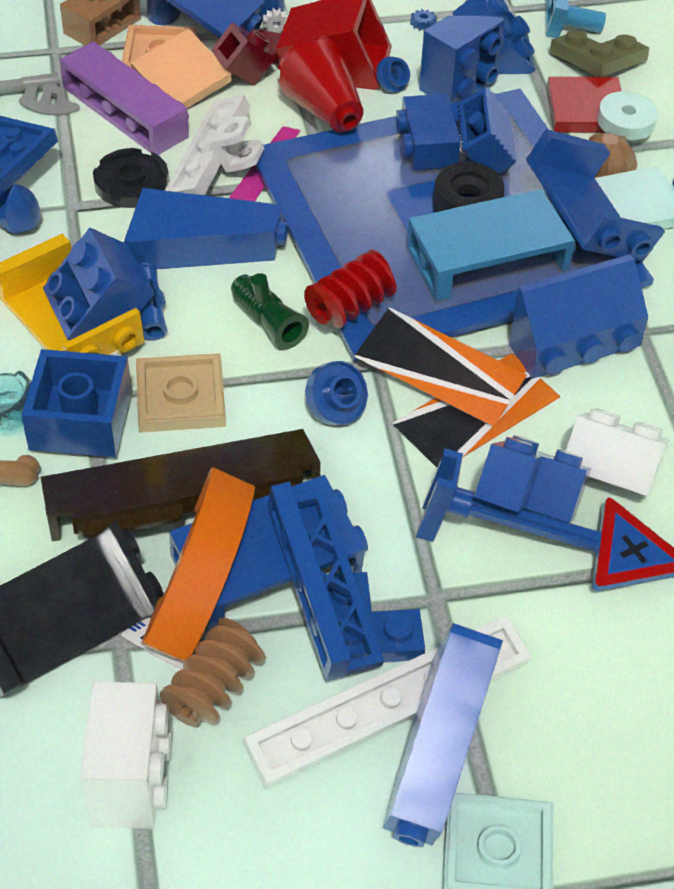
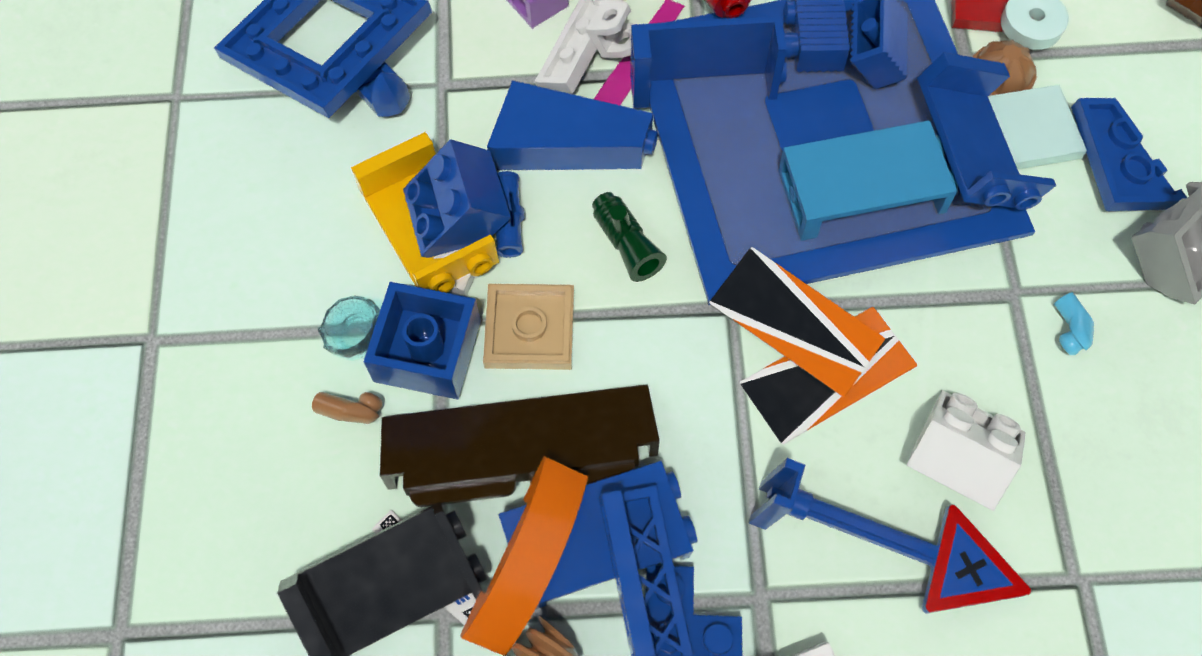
camera: 10 degrees right, 15 degrees up
(125, 173) = (504, 54): black tile -> none
(328, 149) = (708, 50): none -> blue panel
(336, 393) = (685, 349): blue plate -> none
(351, 290) = (714, 227): red piece -> none
(466, 179) = (851, 93): black tyre -> none
(528, 479) = (877, 484): blue brick -> none
(579, 317) = (950, 283): blue slope -> none

